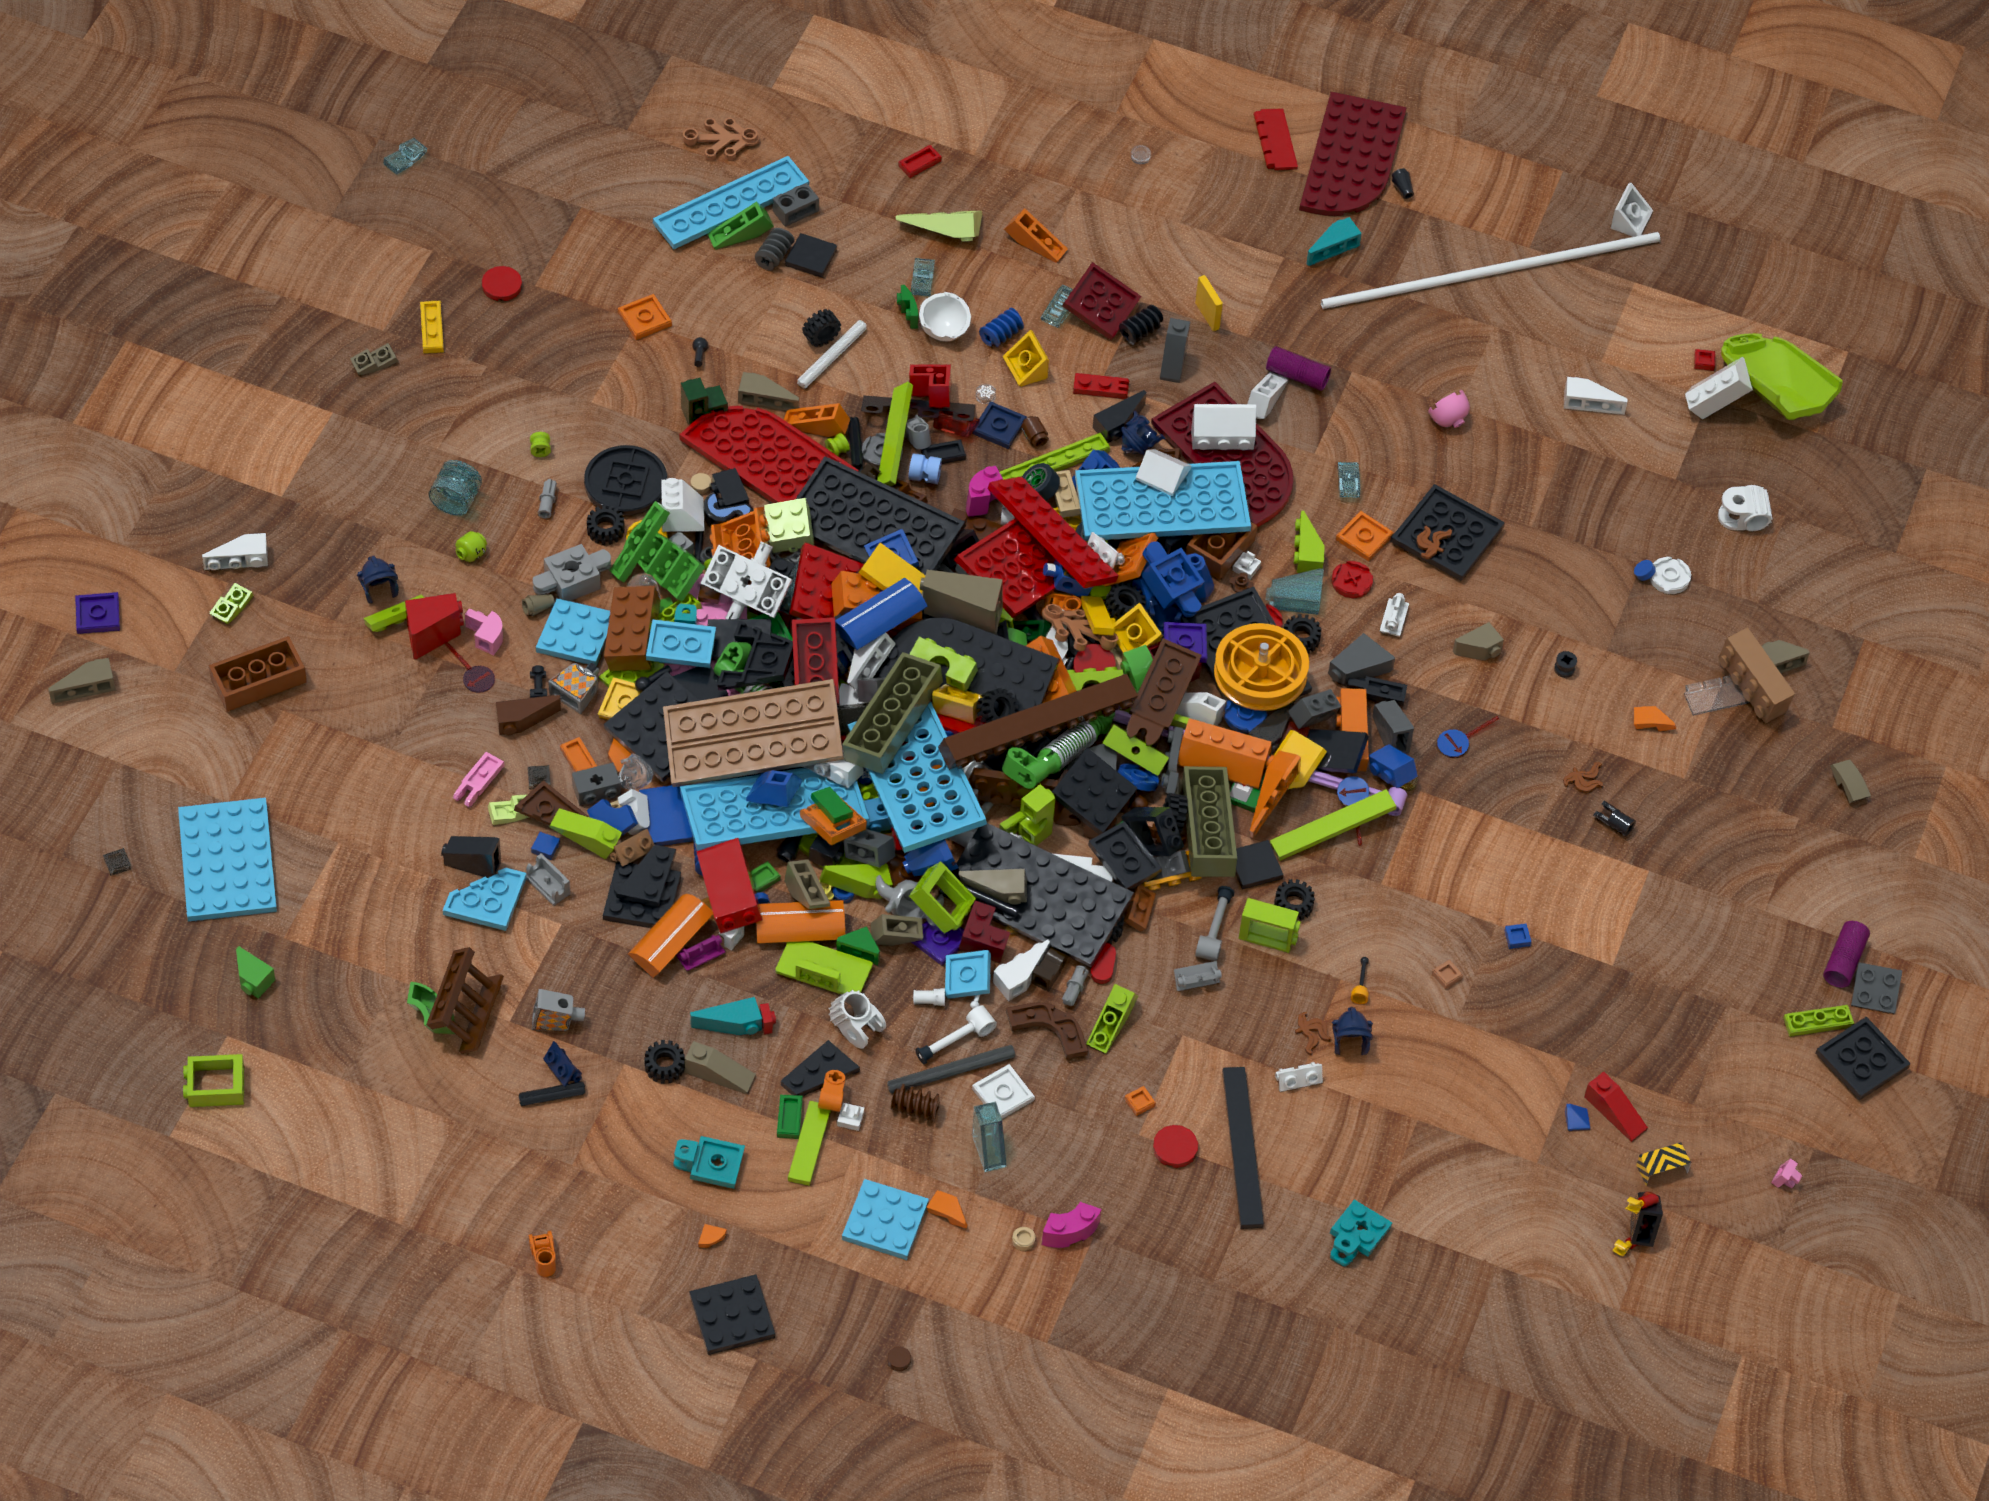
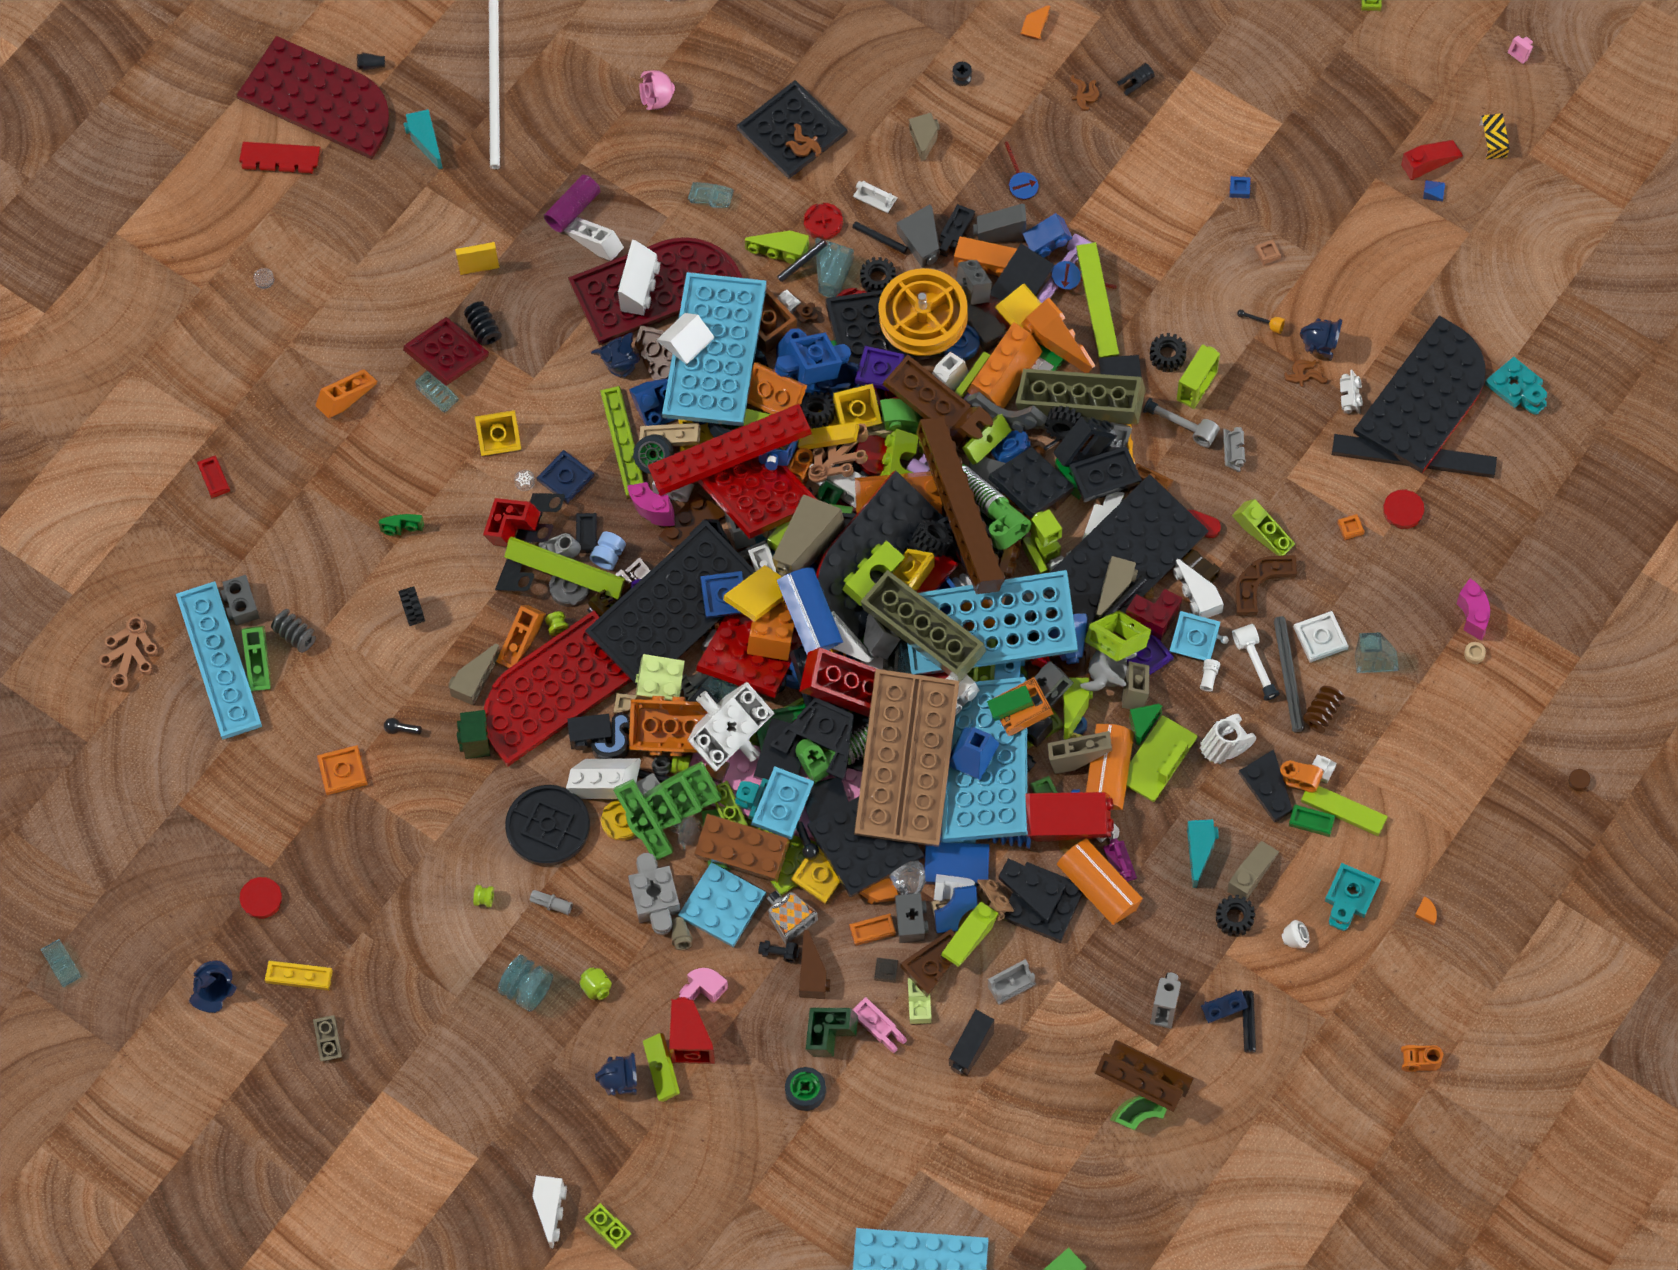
camera: 70 degrees left, 10 degrees up
(257, 673) = (709, 1210): dark orange brick -> none
(399, 731) = (805, 1099): none -> wheel
(403, 260) = (212, 986): none -> dark blue helmet
(459, 731) = (825, 1025): none -> dark green brick
(476, 678) = (751, 1006): piece -> none
(488, 899) = (1021, 1040): medium azure plate -> none
(546, 845) = (967, 978): blue tile -> none
(605, 515) = (602, 865): black tyre -> none
(654, 1118) = (1296, 935): none -> white cone
(700, 483) = (567, 757): tan tile -> none
(732, 1314) = (1511, 909): black plate -> none
(768, 1018) = (1206, 814): red plate -> none
(811, 255) = (307, 600): black tile -> none
(831, 354) = (438, 606): white axle -> none
(855, 443) = (551, 607): black axle -> none
(885, 1219) = (1435, 762): medium azure plate -> none
(922, 277) = (362, 505): clear light blue slope -> none
(944, 316) = (430, 491): white cylinder -> none
(948, 1207) = (1434, 706): orange slope -> none
(956, 224) = (308, 459): yellowish green wedge -> none
(958, 427) = (559, 517): clear red slope -> none
(1001, 328) = (452, 446): blue piece -> none
(1035, 431) = (584, 446): reddish brown brick -> none
(1075, 985) = (1222, 551): light grey axle -> none
(1101, 386) = (541, 378): red hinge -> none
(1105, 551) = (768, 407): white hinge -> none
(1113, 418) = (589, 369): black slope -> none
(1175, 350) = (527, 300): dark grey slope -> none
(1294, 563) = (802, 260): none -> black bar
(1317, 1146) = (1426, 396): none -> black plate
(1349, 627) = (879, 237): none -> black bar
(1364, 536) = (776, 198): orange tile -> none
(1644, 1222) = (1553, 162): torso -> none

